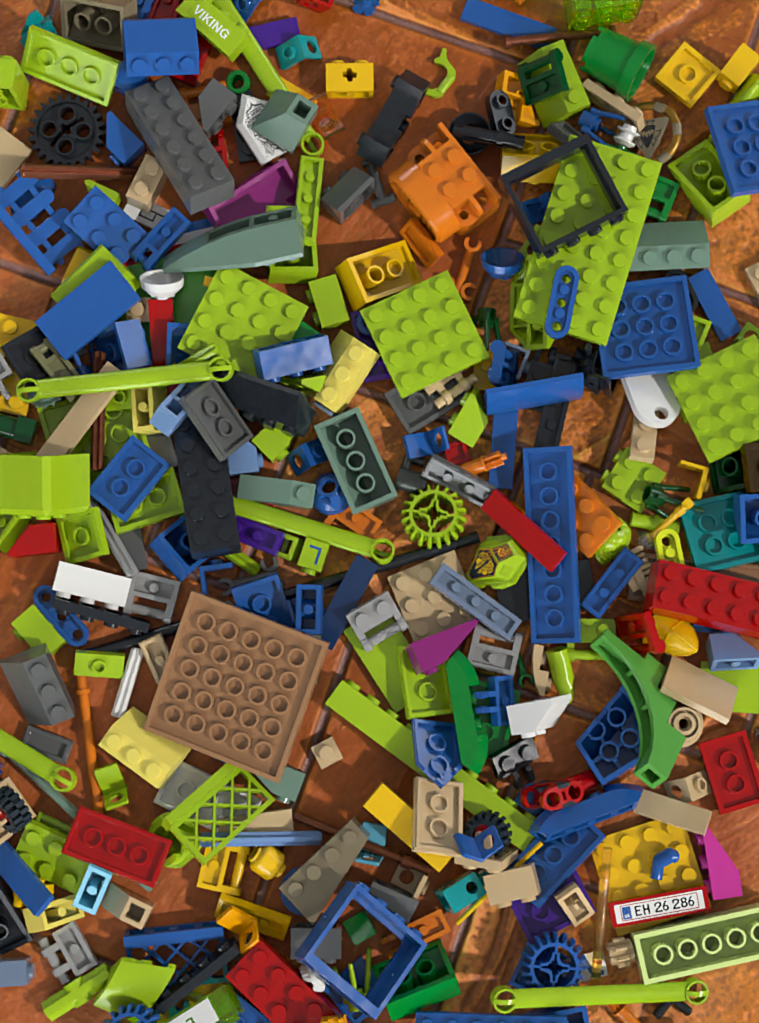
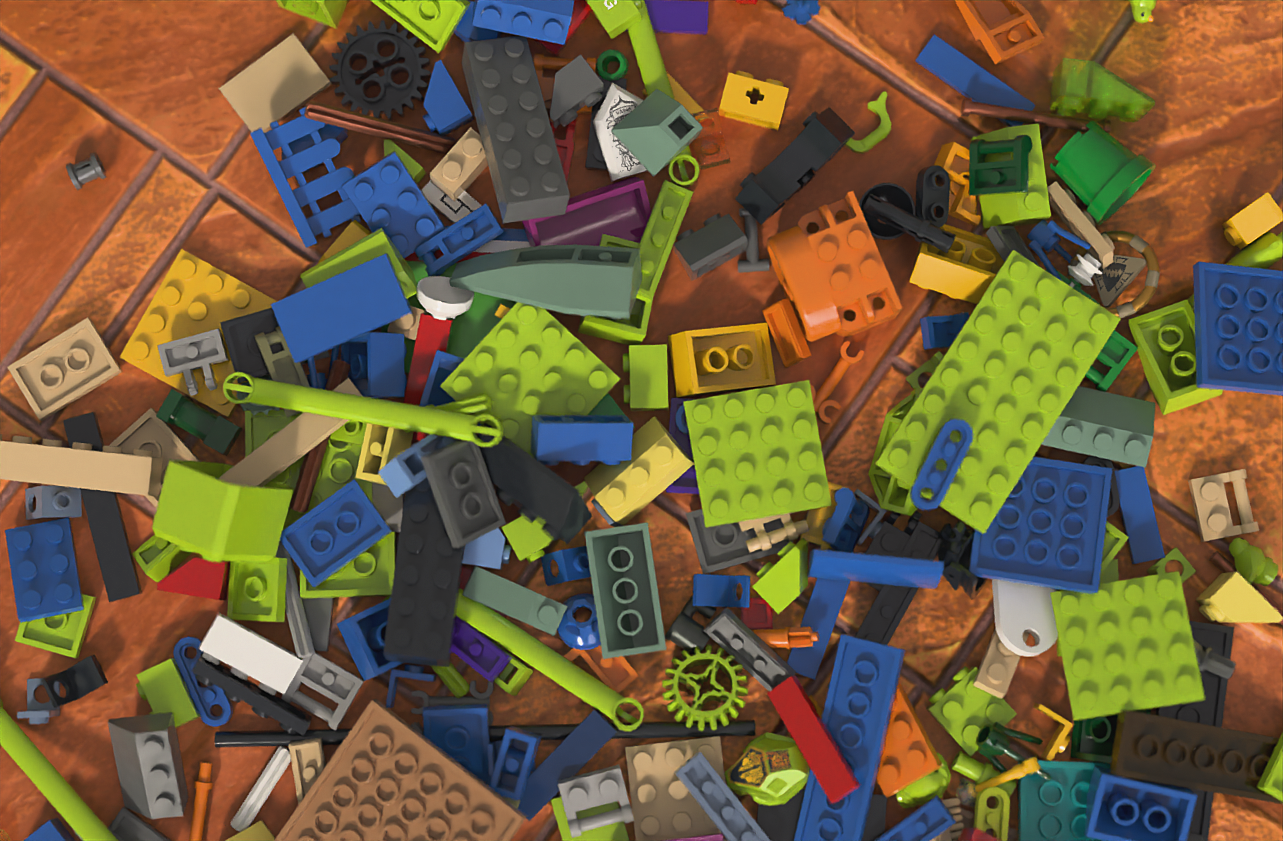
camera: 25 degrees right, 0 degrees up
(99, 664) = (232, 756): lime plate -> none
(296, 50) = (697, 45): teal bracket -> none
(306, 382) = (595, 473): lime slope -> none
(313, 556) = (538, 696): lime brick -> none
(486, 319) = (842, 454): dark green plant -> none
(502, 262) = (882, 386): blue piece -> none
(518, 174) = (1022, 268): black window -> none
(687, 75) = (1186, 210): yellow plate -> none

